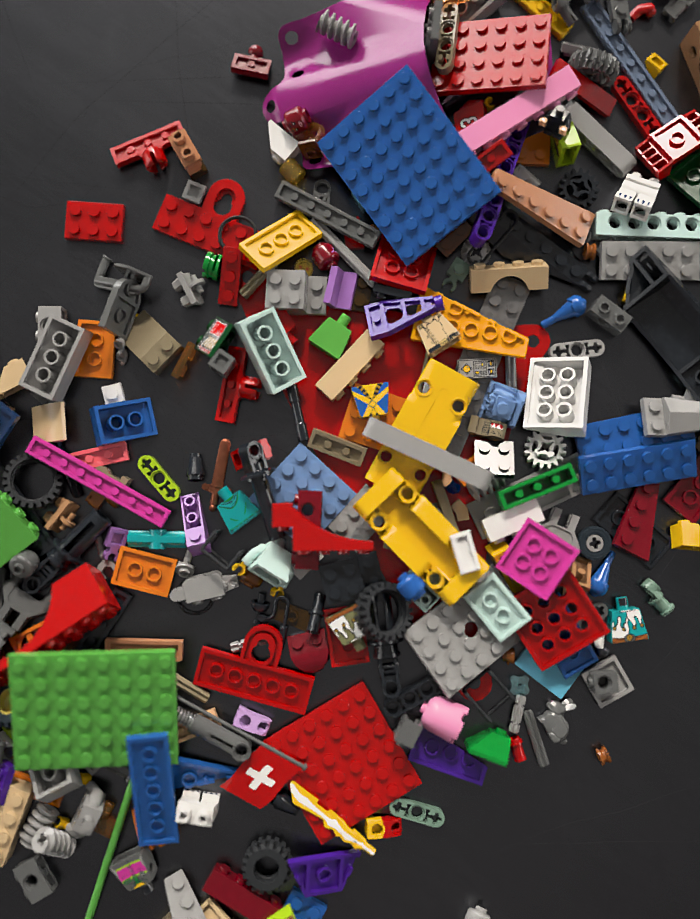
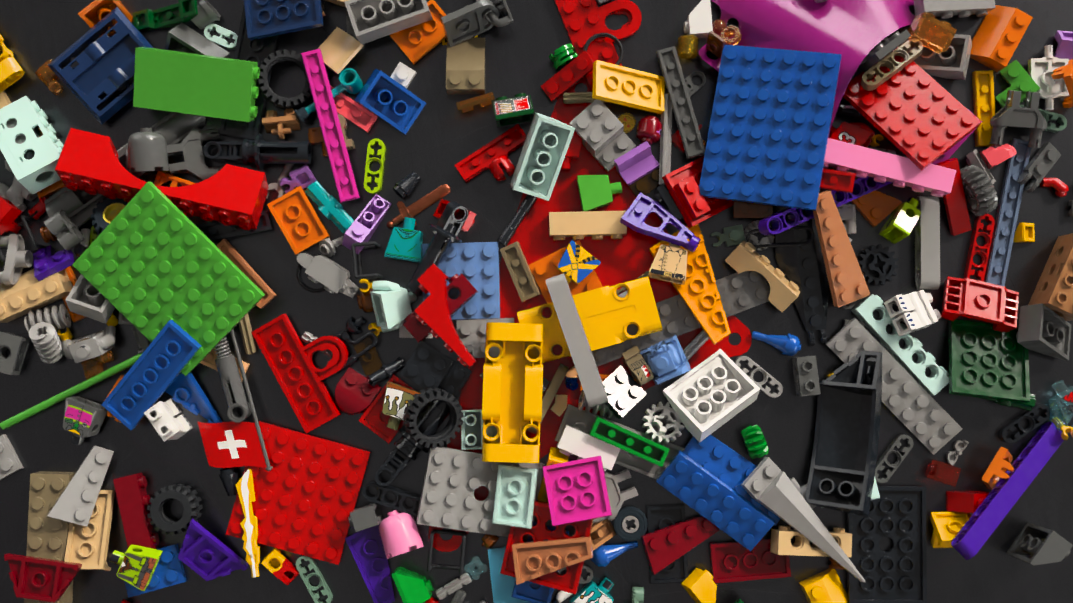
camera: 40 degrees right, 0 degrees up
(24, 563) = (222, 130): dark grey head -> none
(73, 437) = (352, 88): none -> teal piece
(122, 354) = (437, 54): light grey piece -> none
(192, 288) = (533, 57): light grey hips -> none
(222, 363) = (499, 131): dark grey brick -> none
(251, 721) = (265, 400): lavender leg -> none
(296, 120) = (726, 14): dark red head -> none
(405, 272) = (691, 197): none -> plate
(411, 586) = (470, 419): blue head -> none
(465, 552) = (531, 434): white tile -> none
(477, 368) = (674, 317): tile -> none
(556, 122) = (907, 201): black piece -> none
(564, 625) = (543, 557): none -> nougat wing
(581, 29) = (997, 154): none -> coral rock
(589, 251) = (840, 316): dark orange bush -> none
(621, 397) = (754, 441): none -> green gear

